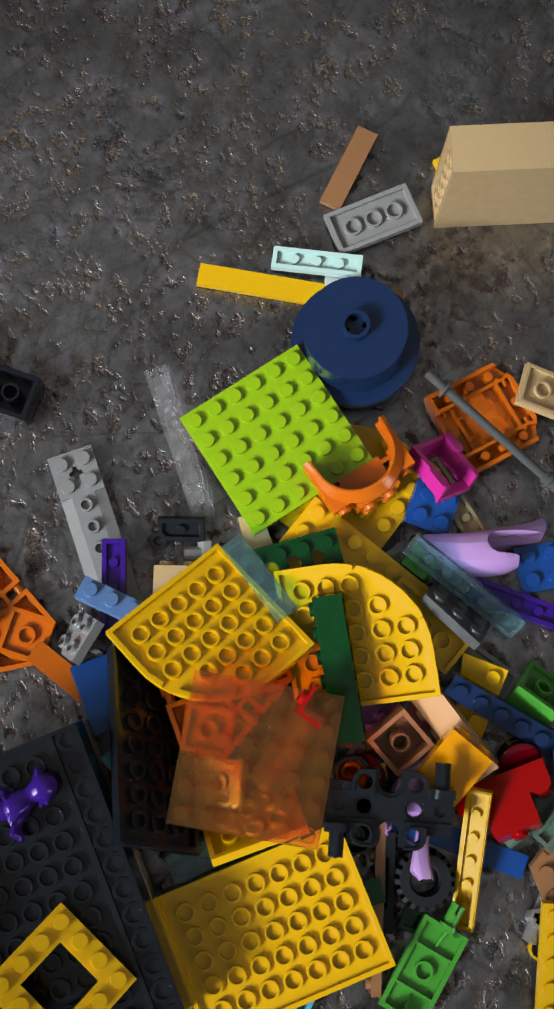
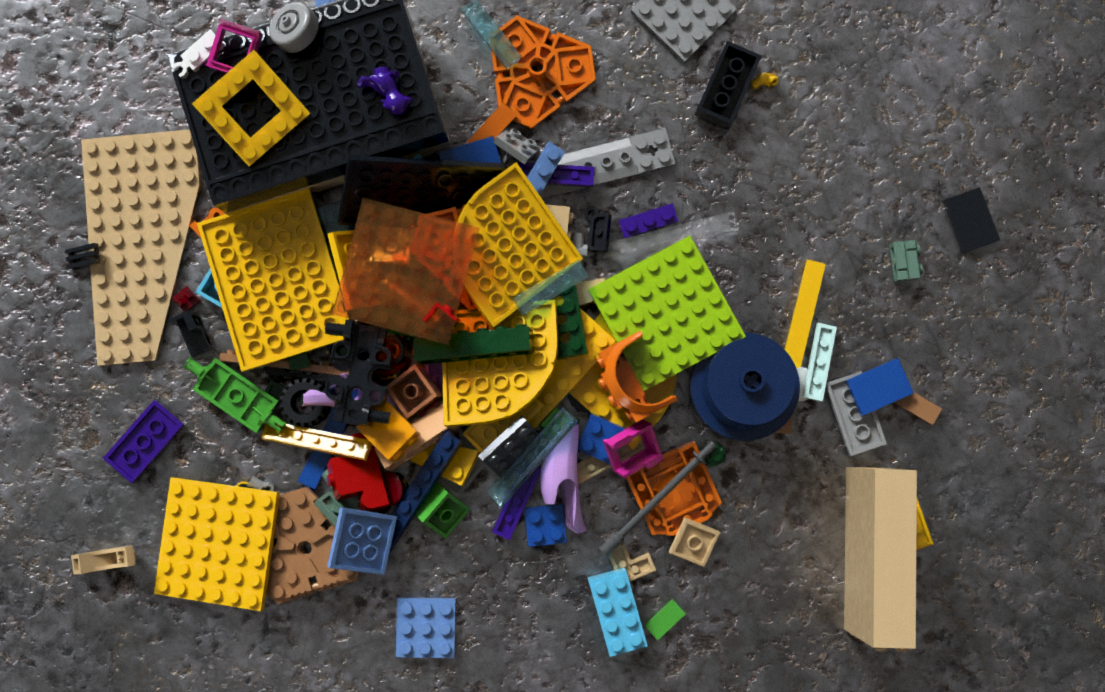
camera: 90 degrees right, 5 degrees up
(137, 105) = (971, 220): none -> black tile
(162, 472) = (648, 221): none -> dark purple plate
(190, 173) = (905, 261): none -> sand green brick
(340, 193) = (879, 387): none -> blue tile
(442, 370) = (716, 457): none -> dark green brick

